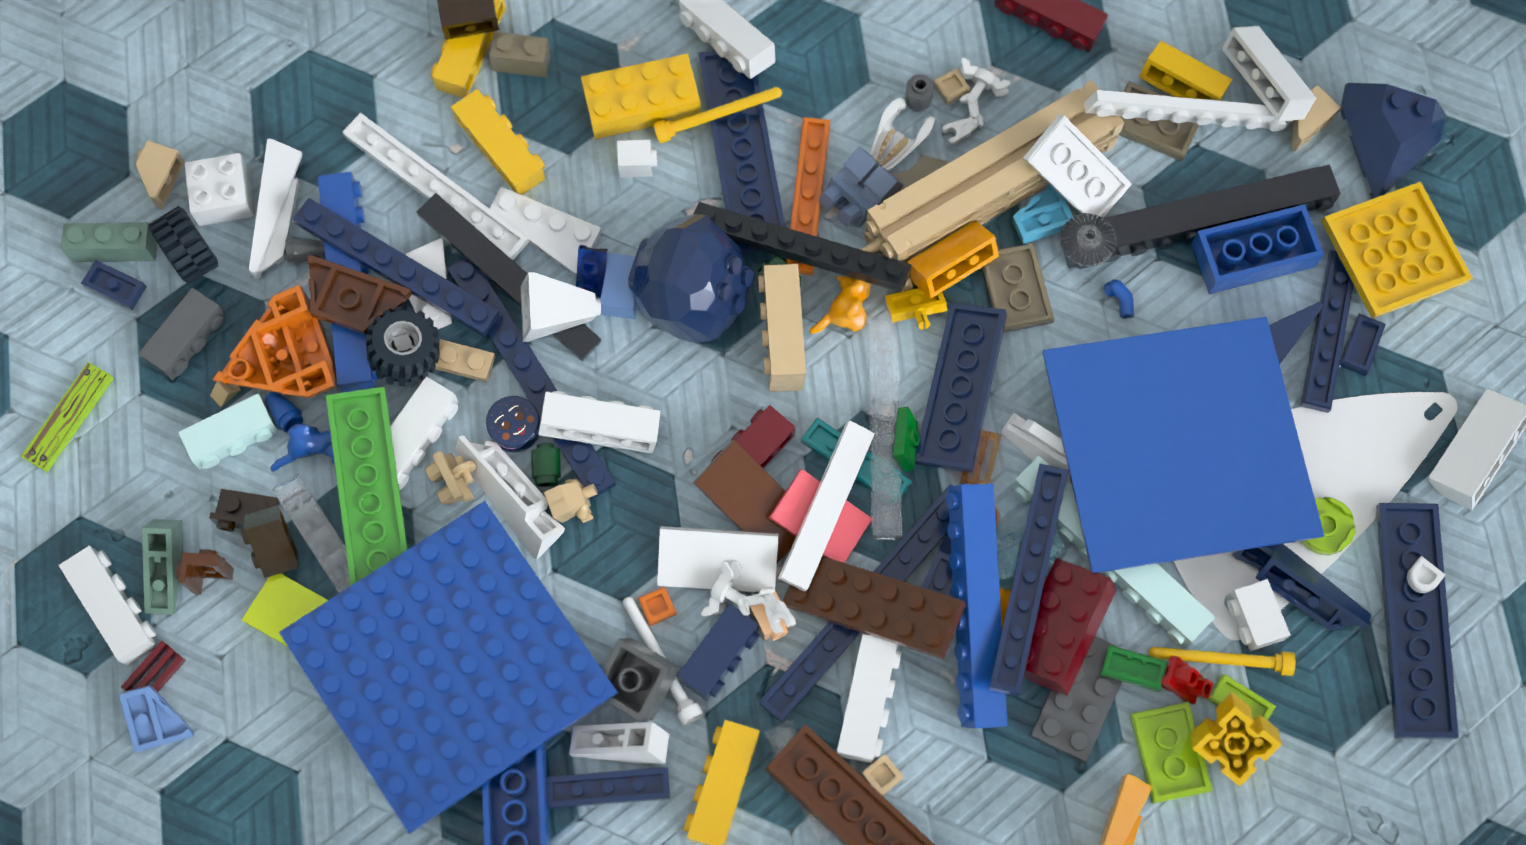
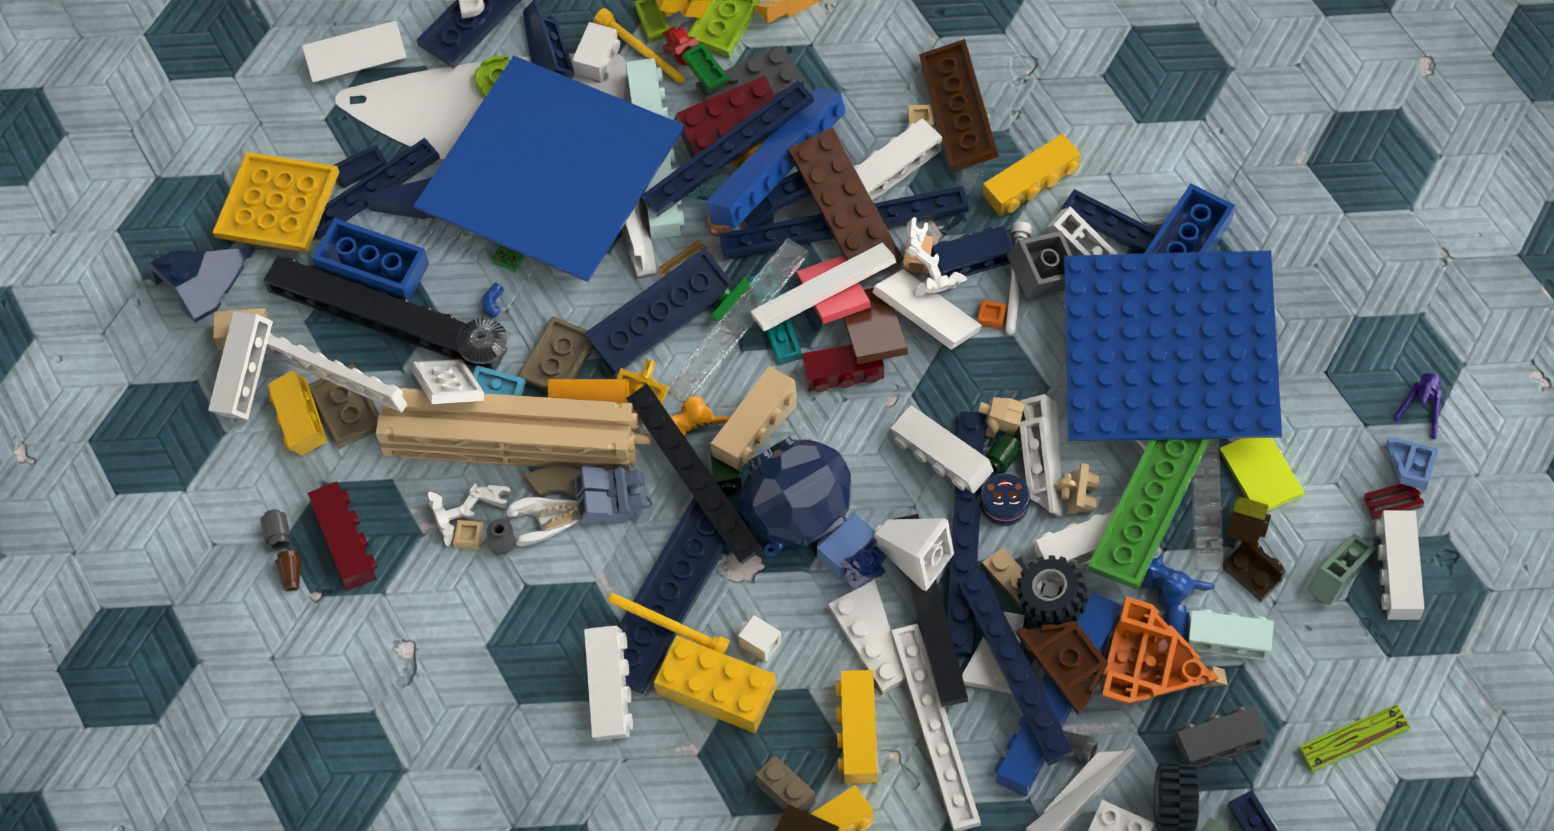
camera: 140 degrees left, 10 degrees down
(178, 817) = (1427, 390): none -> dark purple plant
(202, 565) = (1311, 536): reddish brown bracket -> none
(809, 181) = (640, 534): orange tile -> none

